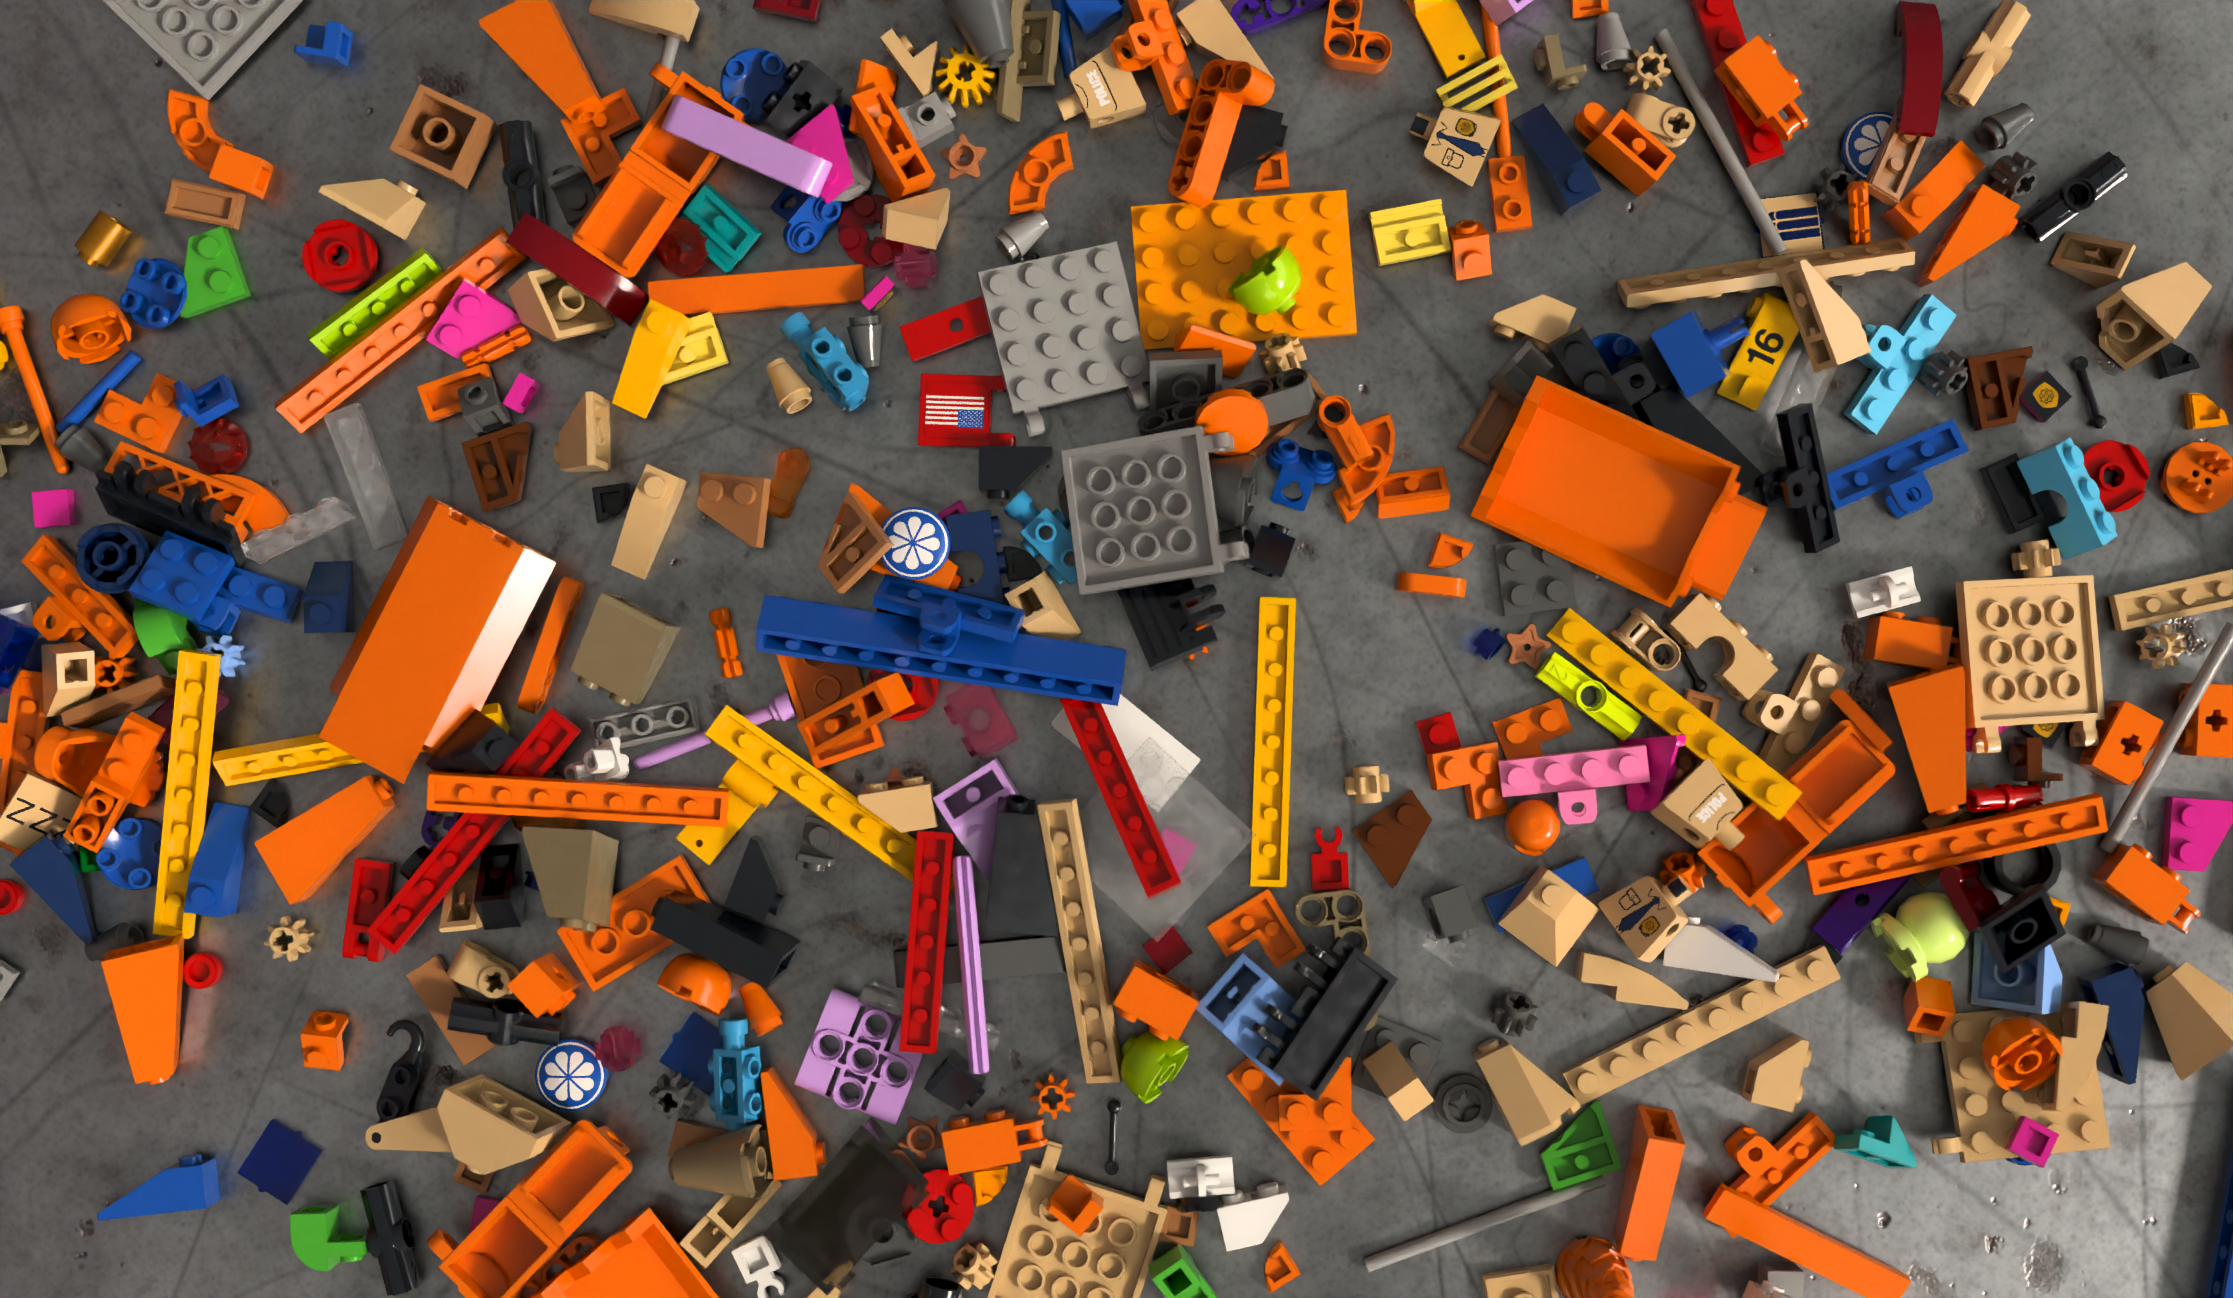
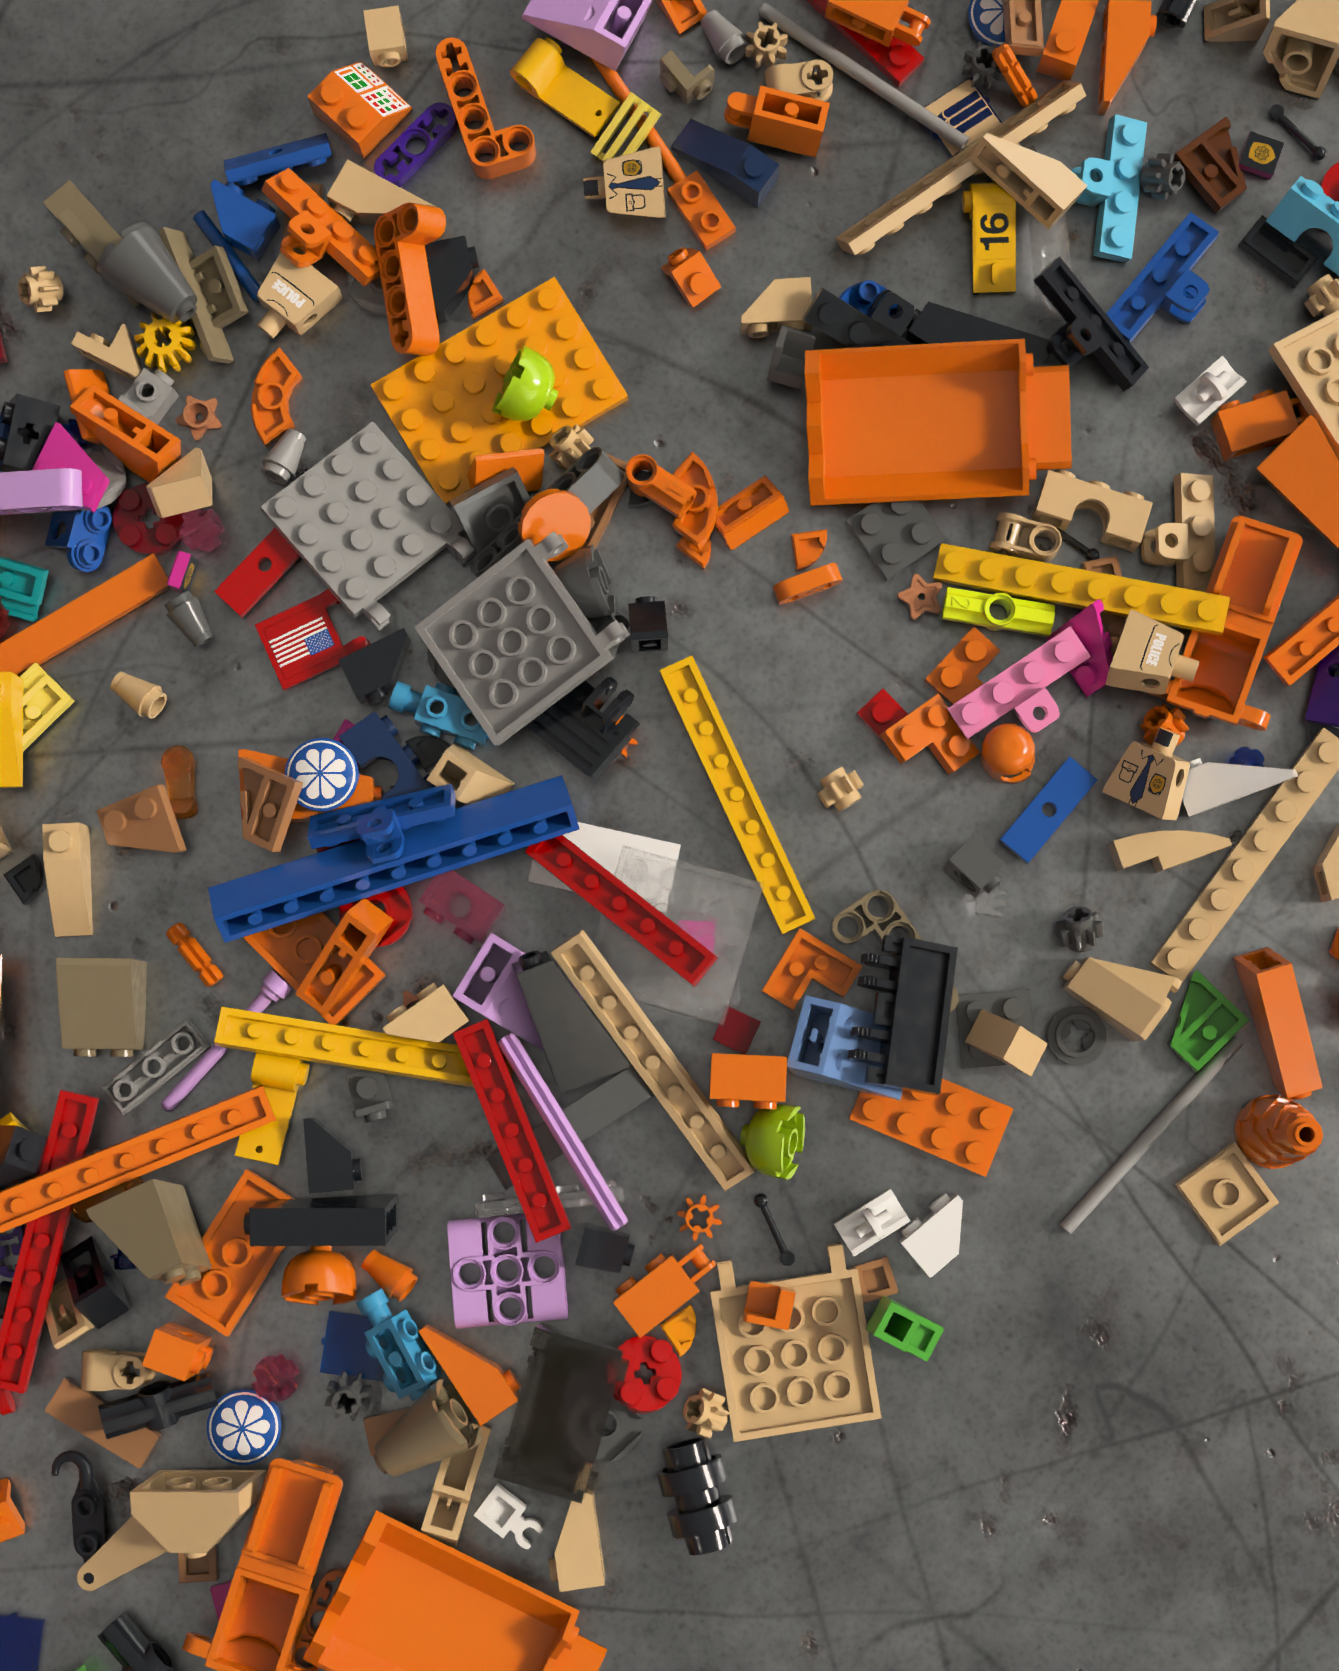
camera: 25 degrees left, 5 degrees down
(550, 645) = (33, 1036): orange beam -> none
(601, 764) = (132, 1118): white hips -> none
(835, 366) = (161, 644): dark azure brick -> none
(912, 1140) = (602, 1329): nougat plate -> none
(1202, 1204) = (881, 1248): black tile -> none
(1279, 1267) = (987, 1272): orange tile -> none
(1300, 466) = (636, 537): blue bracket -> none
(1329, 867) = (844, 882): red plate -> none
(1330, 1111) = (954, 1104): orange plate -> none
(1394, 835) = (889, 824): reddish brown wing -> none
(1409, 232) = (630, 285): light yellow plate -> none
(1489, 643) = (886, 610): clear blue plate -> none
(1491, 427) = (789, 419): medium nougat tile -> none
(1548, 915) = (1064, 823): tan slope -> none
(1695, 351) = (934, 261): blue brick -> none
(1862, 719) = (1250, 510): orange tile -> none

